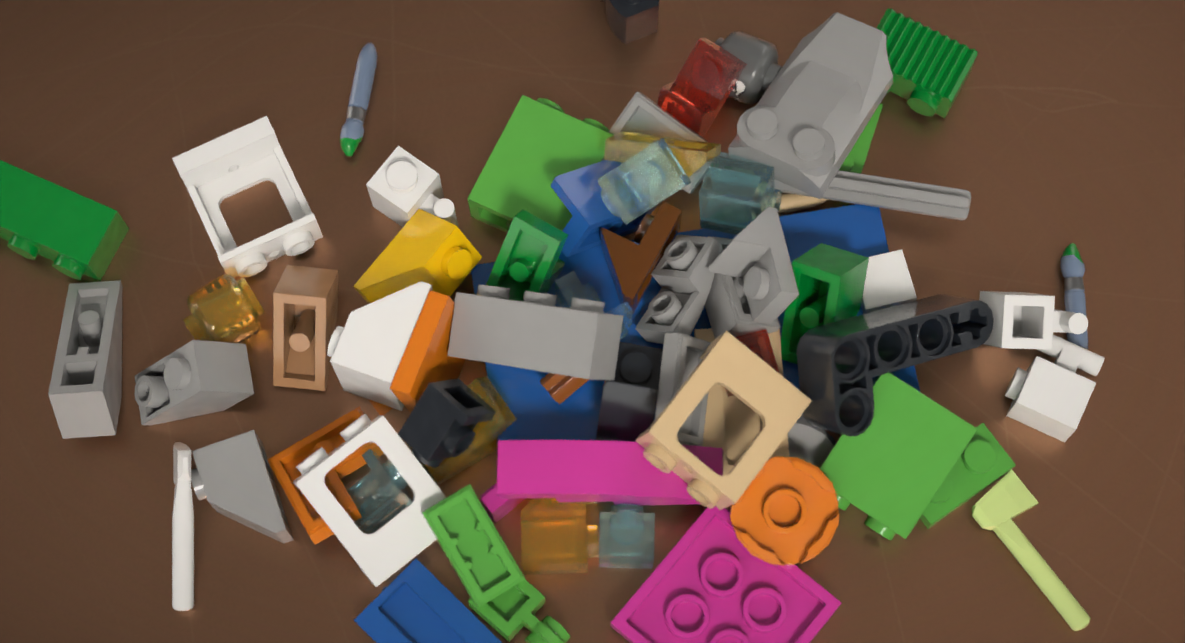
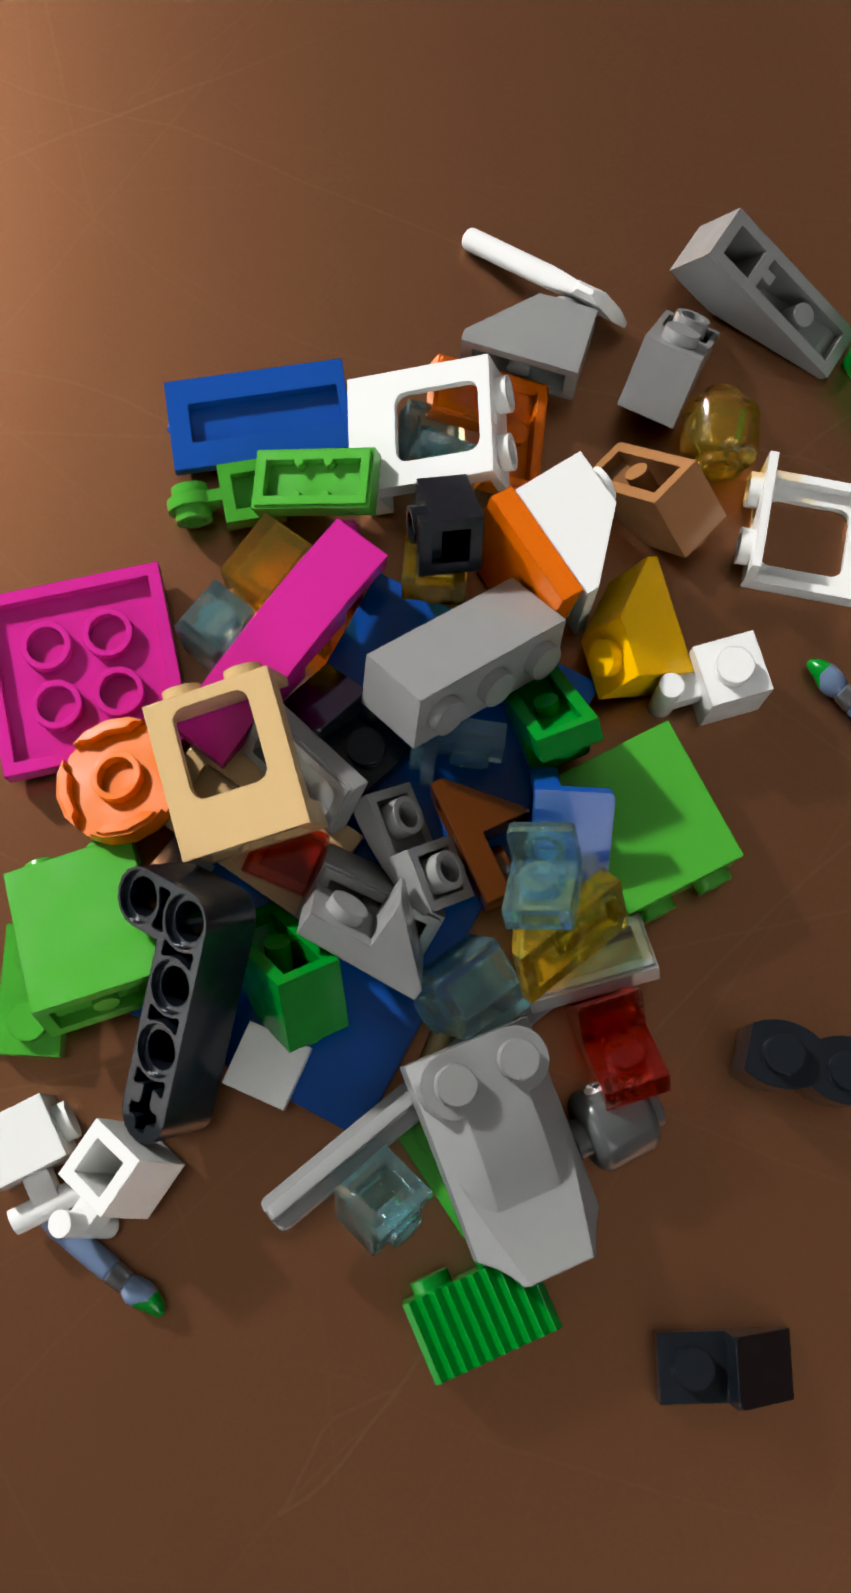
camera: 125 degrees right, 5 degrees up
(904, 152) = (381, 1201): none -> clear light blue brick

